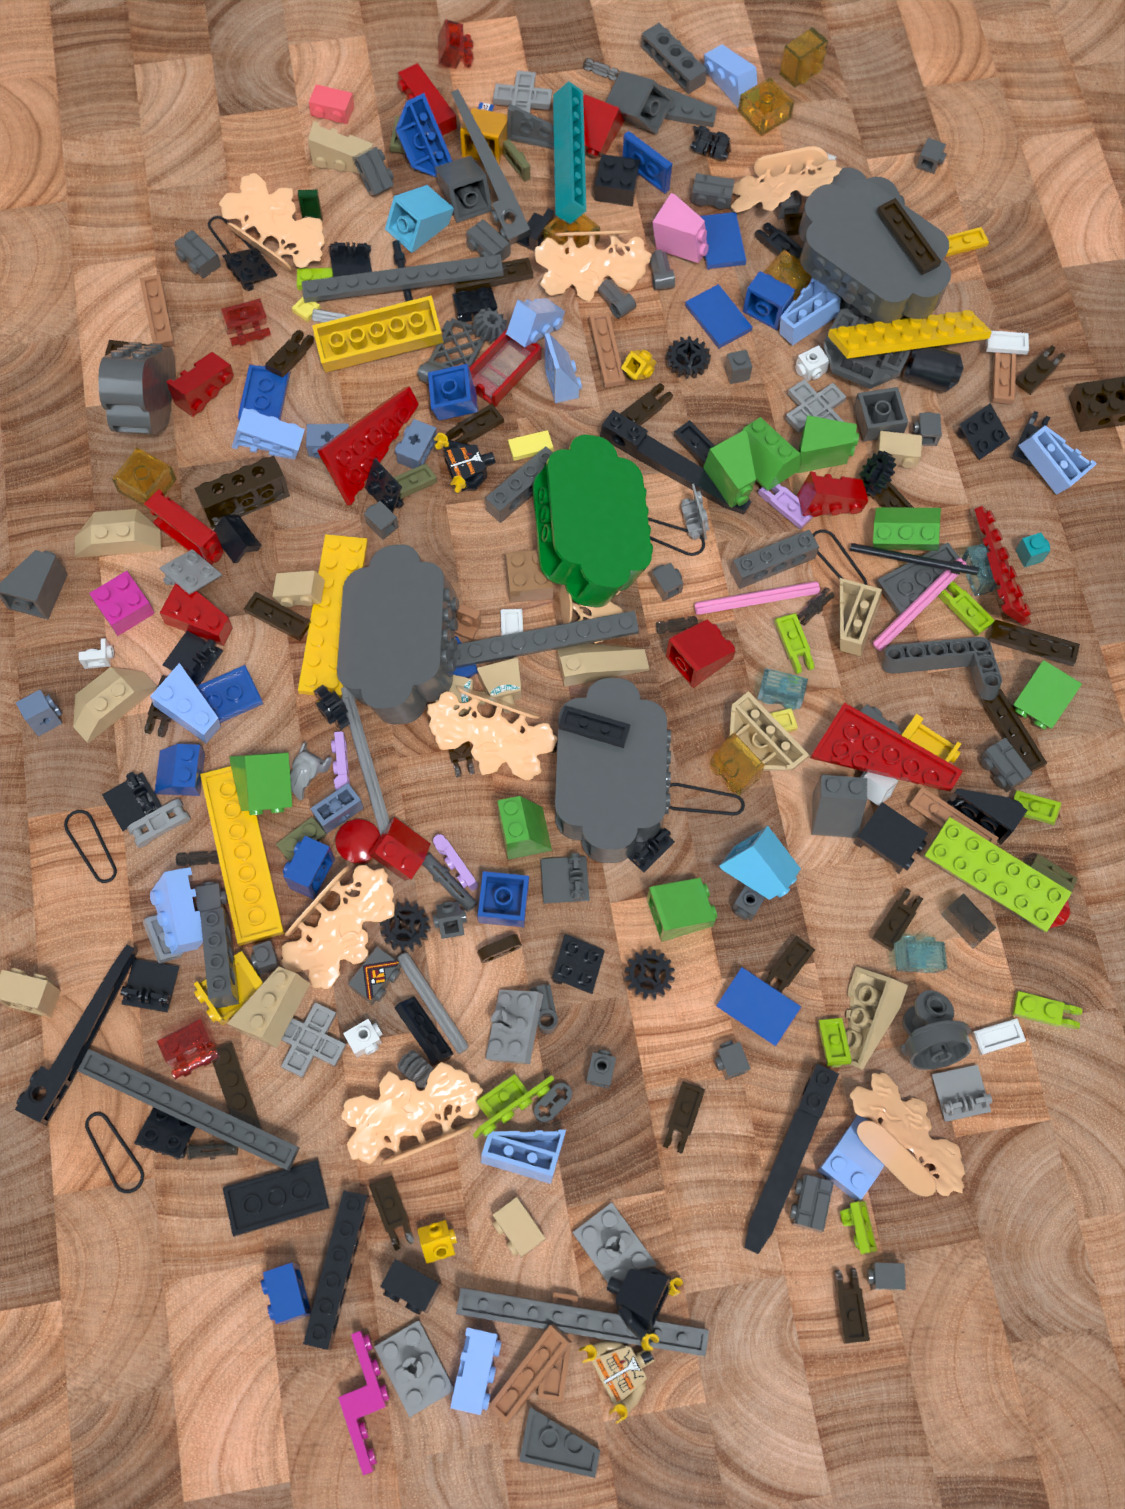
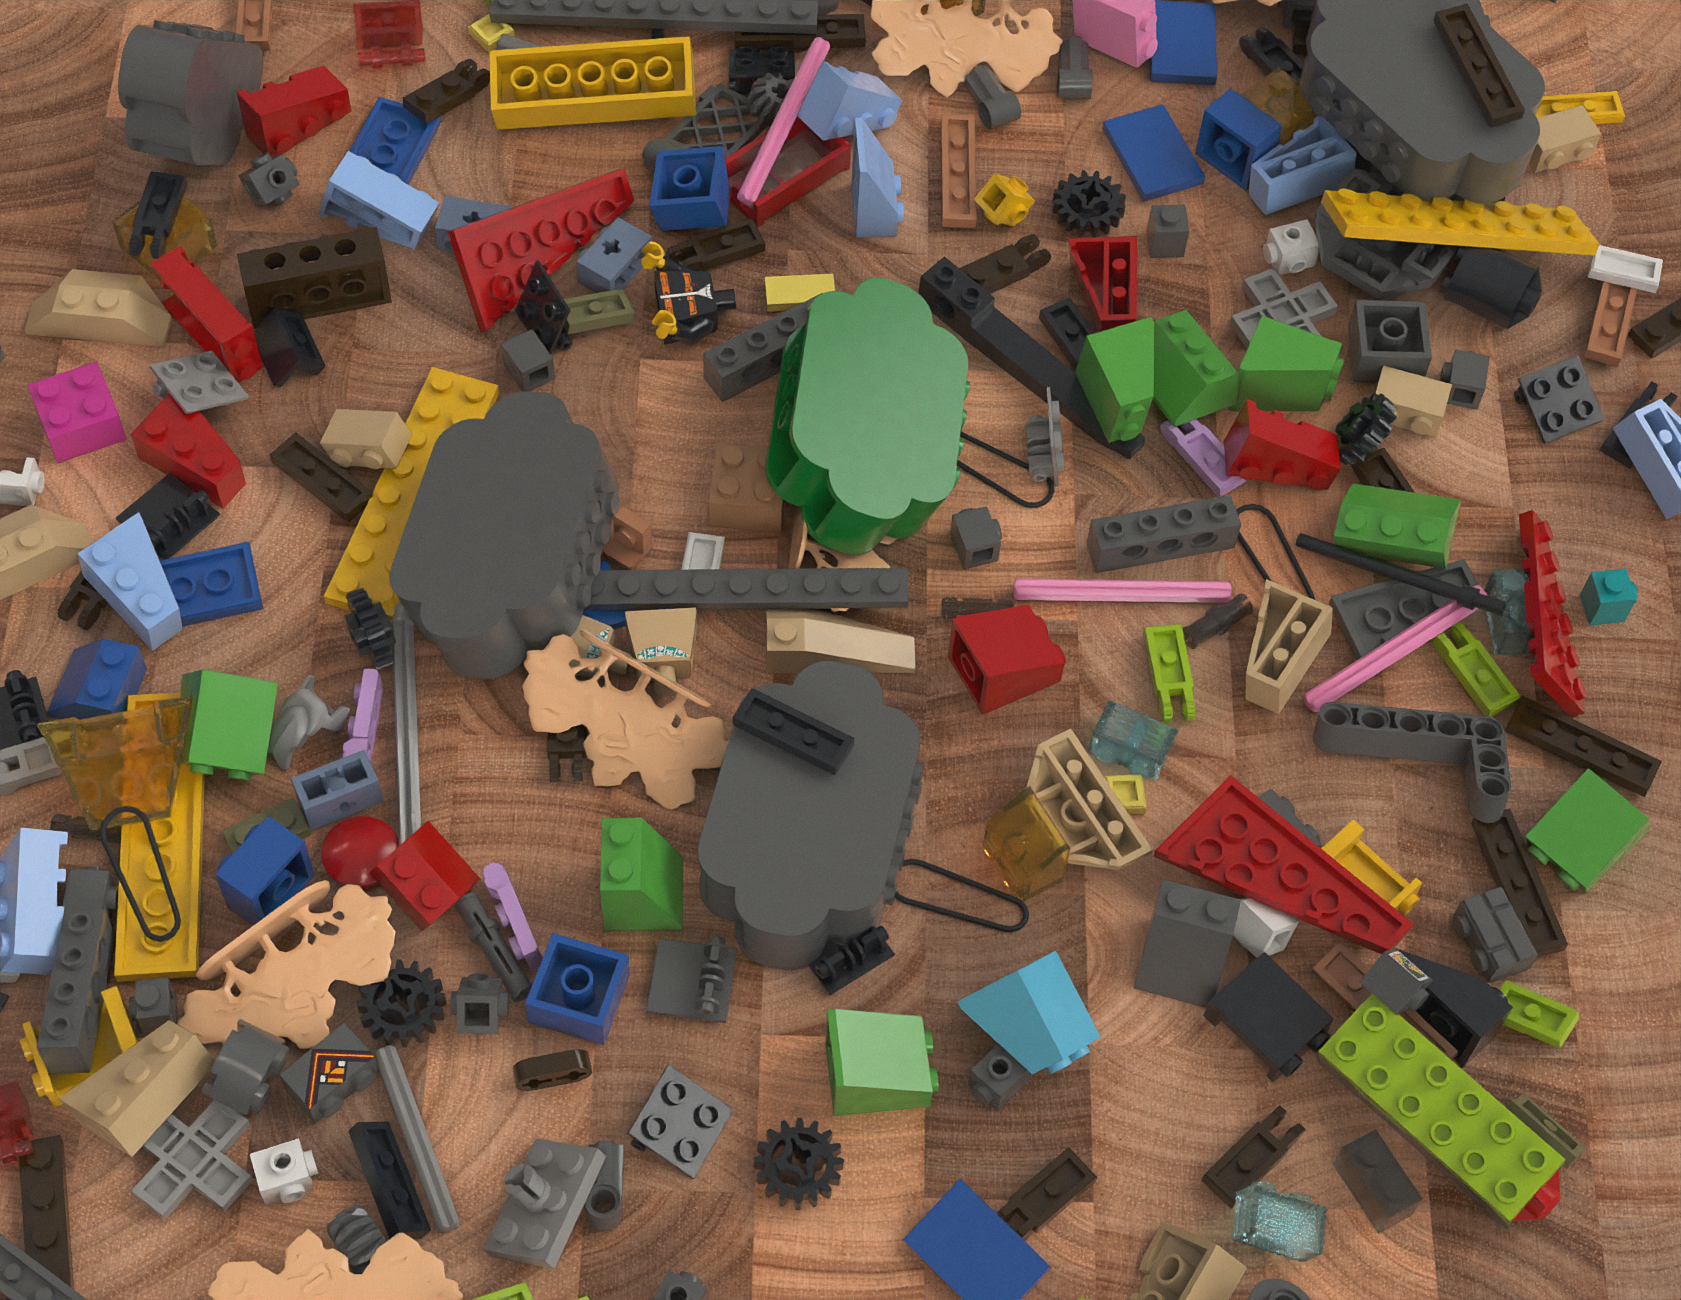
camera: 10 degrees right, 10 degrees down
(138, 469) = (157, 212): none -> black hinge
(198, 431) = (270, 179): none -> dark grey brick
(209, 817) = (122, 760): none -> clear yellow wedge
(247, 874) = (161, 869): none -> black piece
(328, 984) = (245, 1068): none -> dark grey brick
(498, 338) = (783, 122): none -> bright pink axle
(711, 407) = (1107, 278): none -> red wedge
(961, 262) = (1564, 139): none -> tan brick
(962, 809) = (1397, 982): none -> dark grey brick

